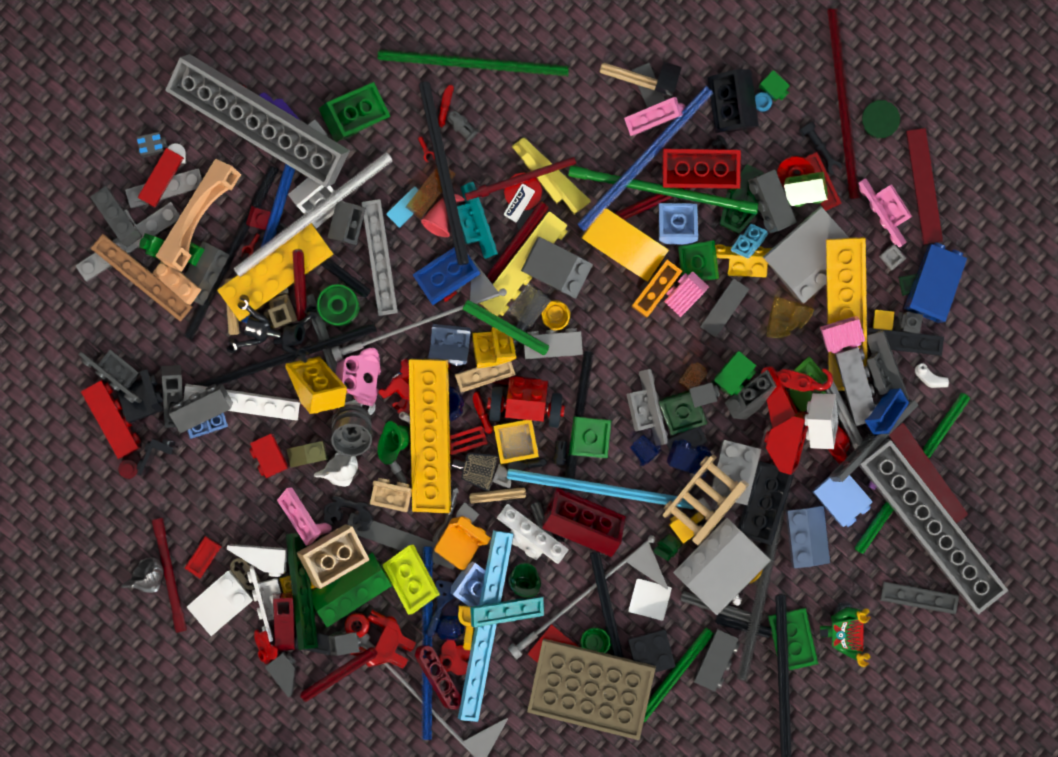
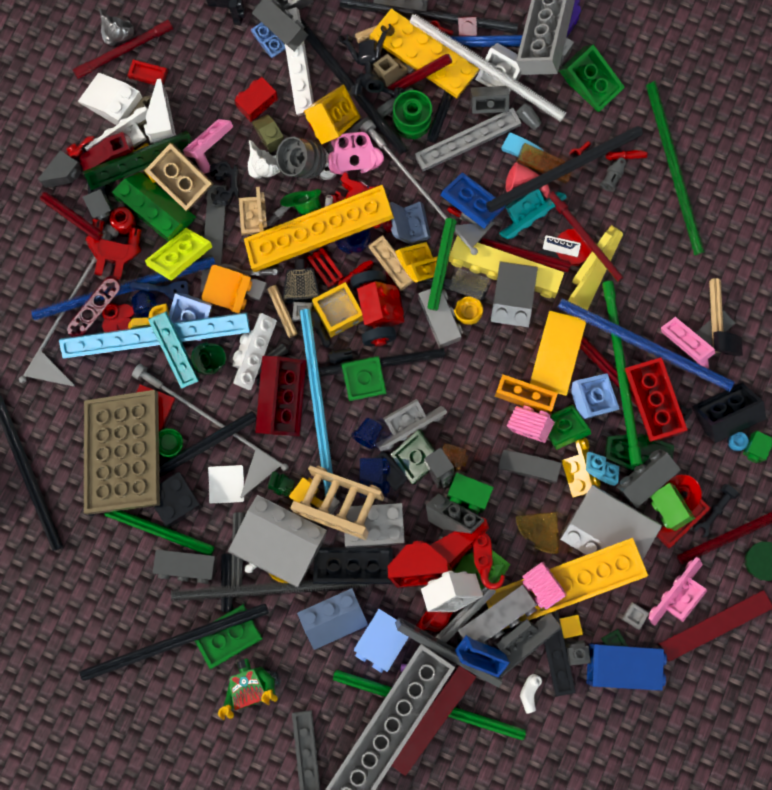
camera: 75 degrees right, 10 degrees down
(374, 189) = (528, 116): none -> dark grey cone

